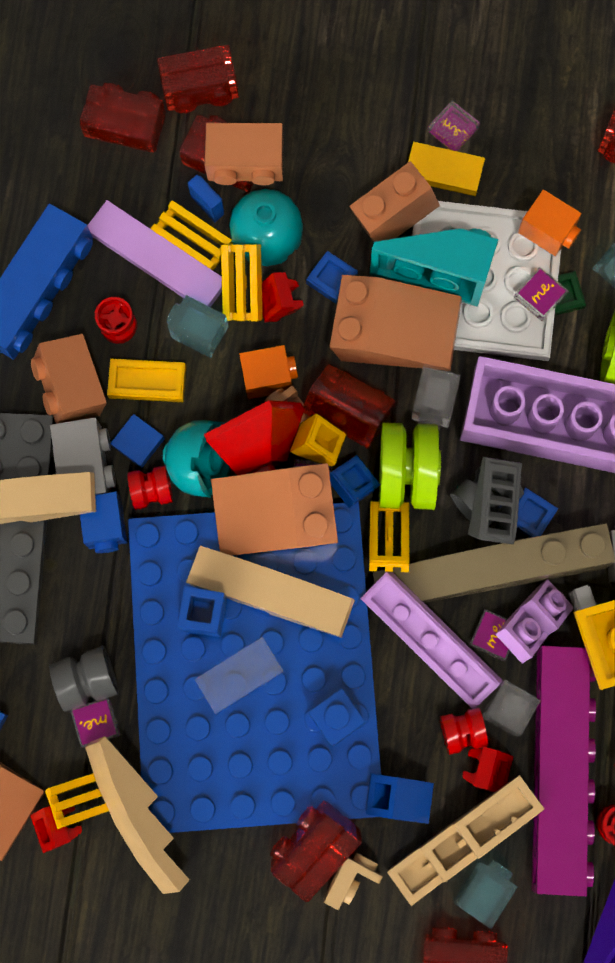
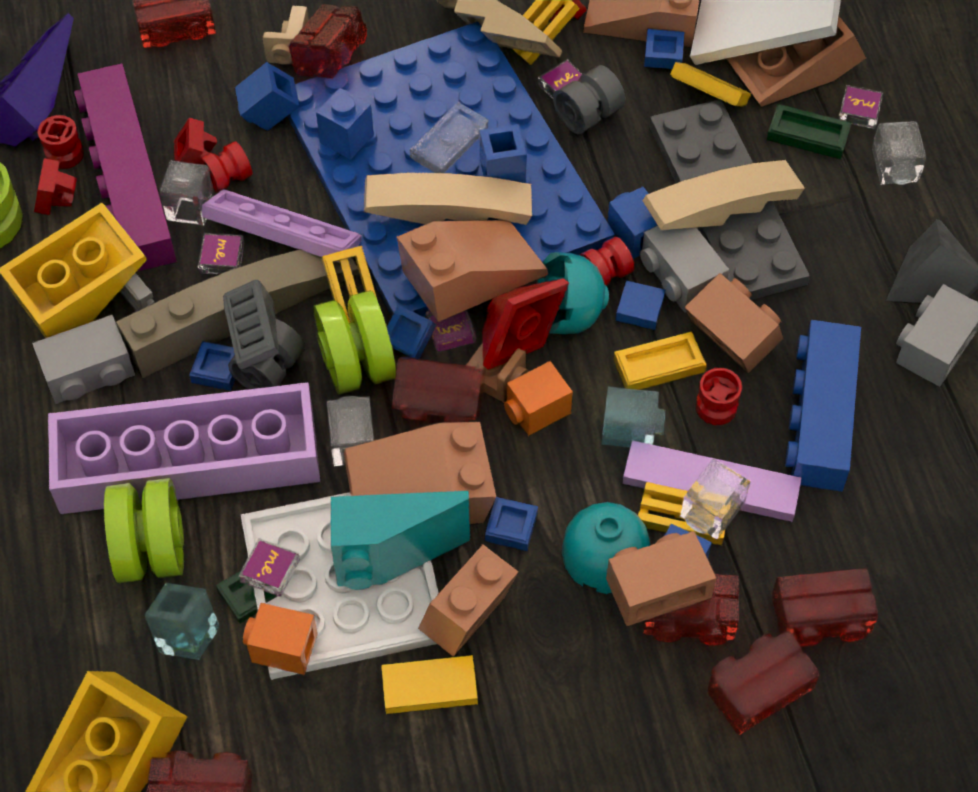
camera: 155 degrees right, 20 degrees down
(167, 218) = (714, 499): none -> clear brick
(228, 286) = (610, 469): yellow tile -> none
(277, 297) = (565, 476): red tile -> none
(318, 440) = (455, 339): yellow slope -> none
(453, 126) = (436, 741): clear tile -> none
(465, 840) = (198, 89): tan slope -> none
(486, 892) = (168, 62): clear light blue brick -> none
(534, 621) = (187, 264): lavender slope -> none

